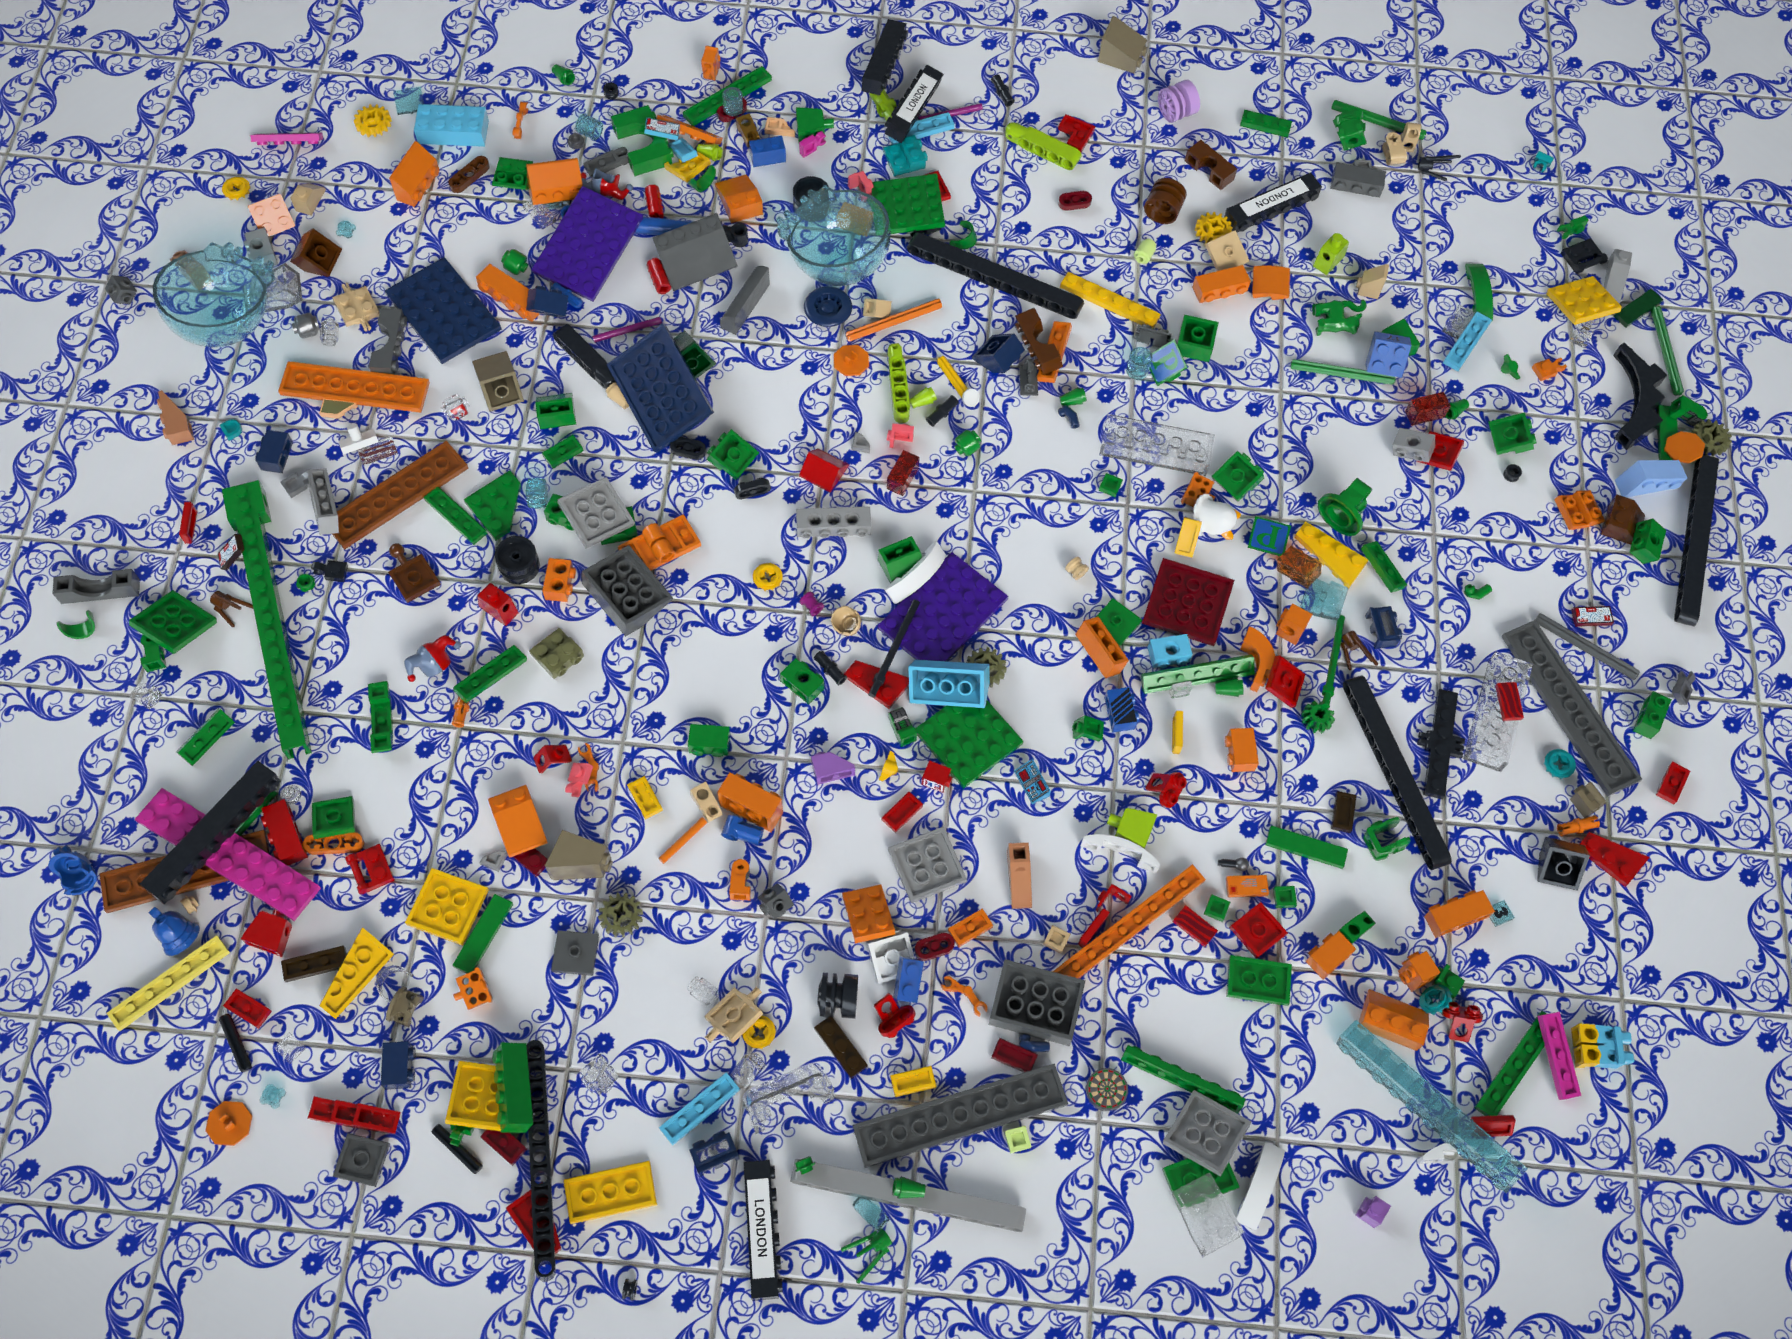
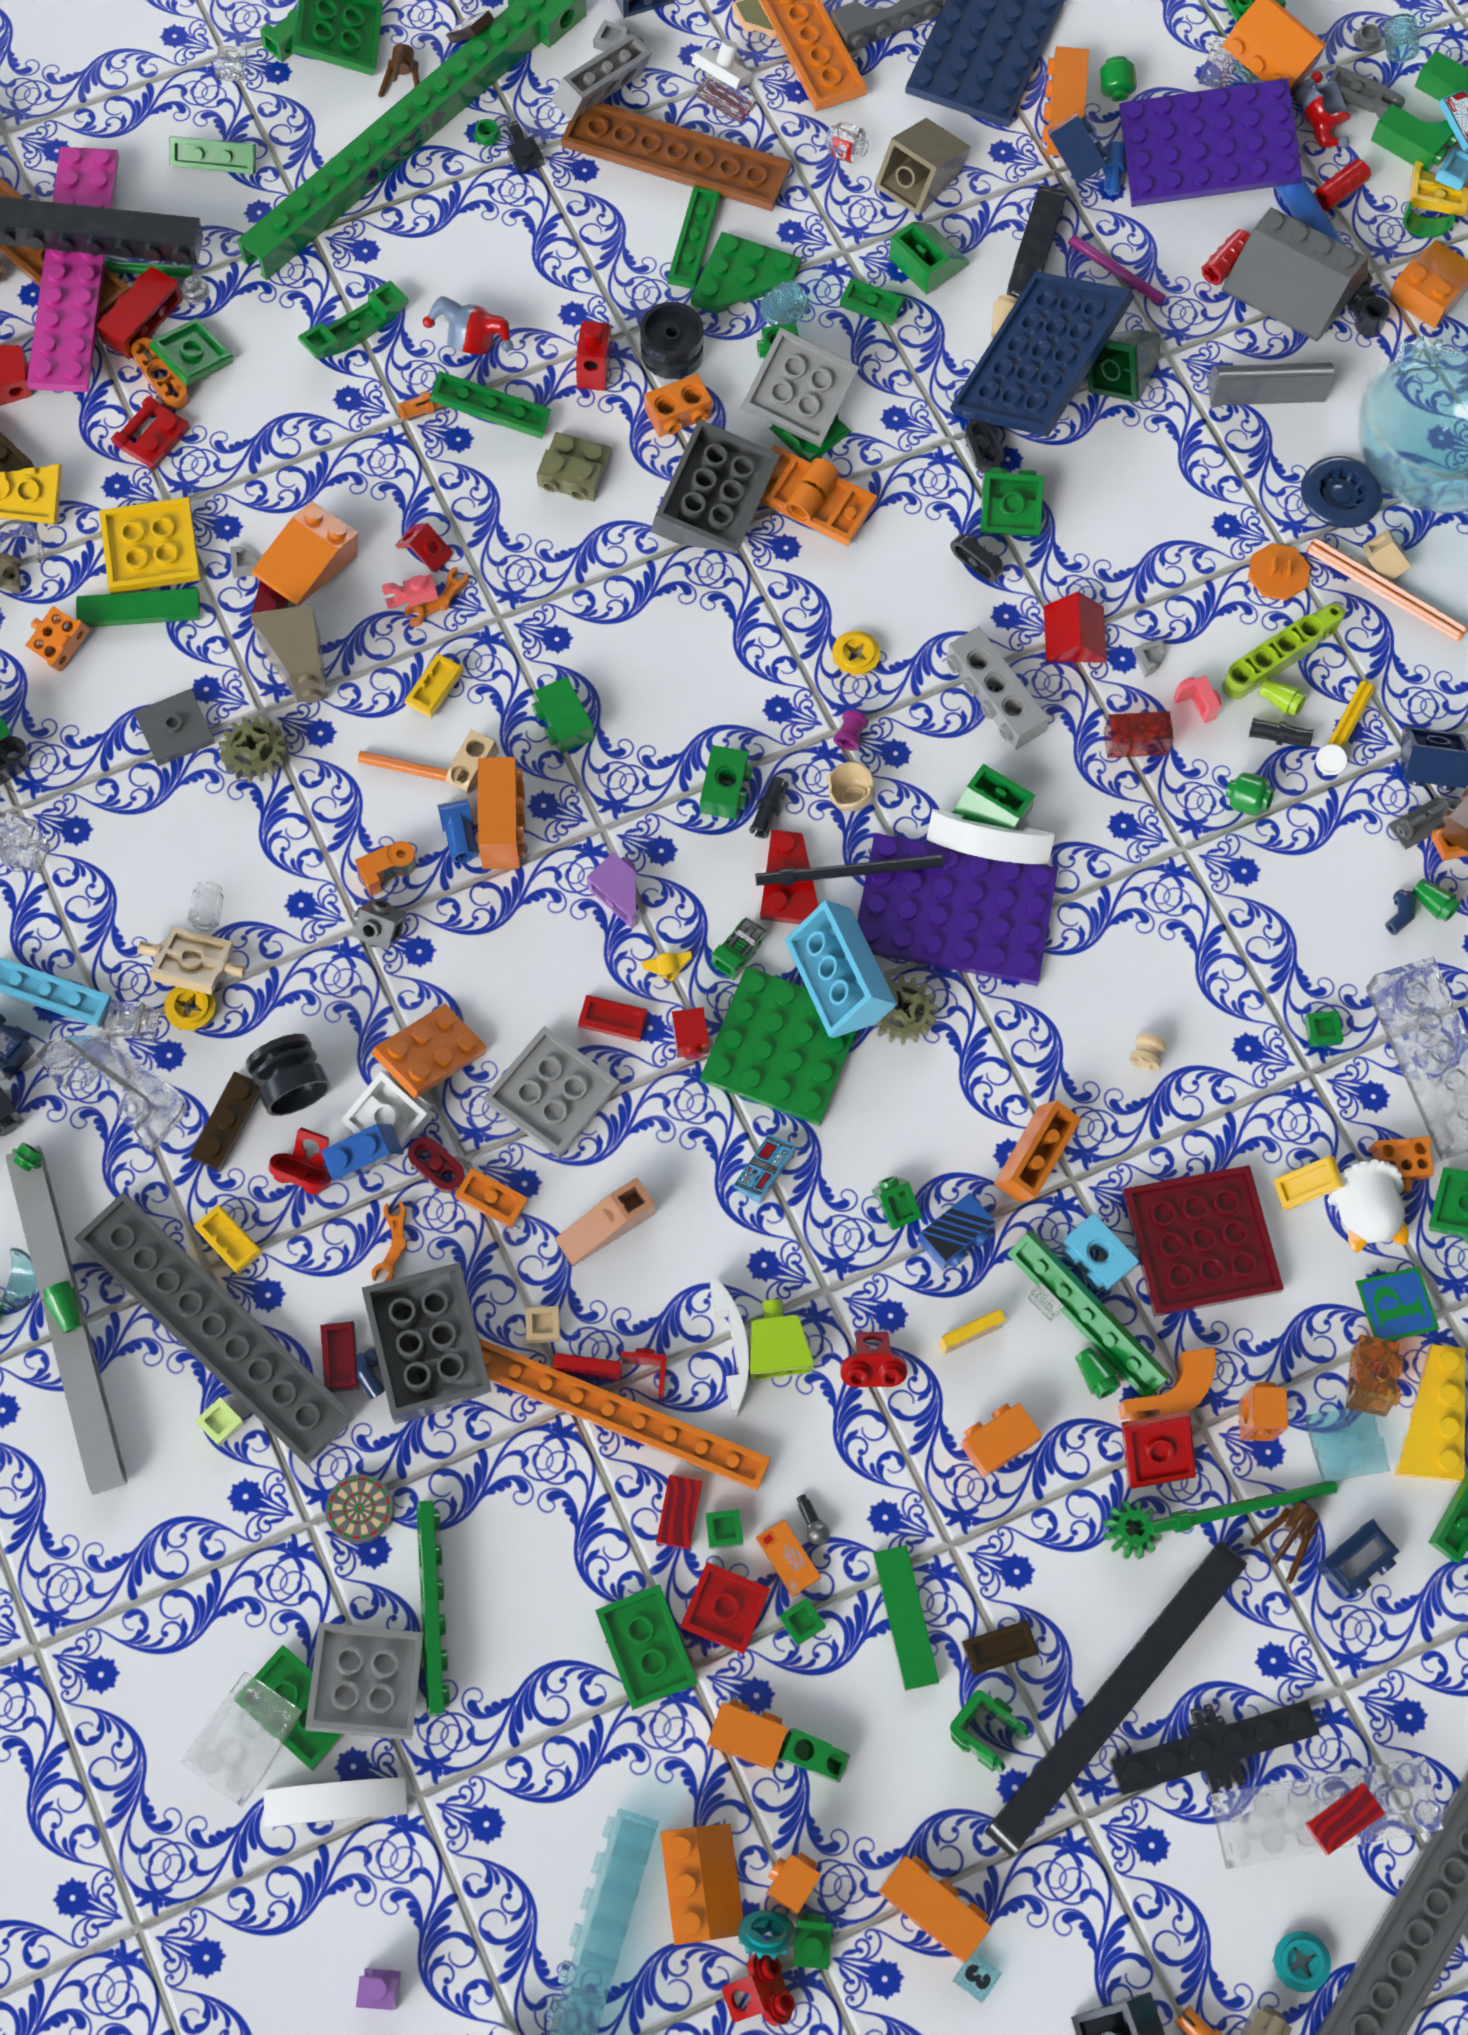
camera: 60 degrees right, 5 degrees up
(412, 576) = (574, 241): reddish brown plate -> none
(1119, 621) = (1098, 1155): green plate -> none

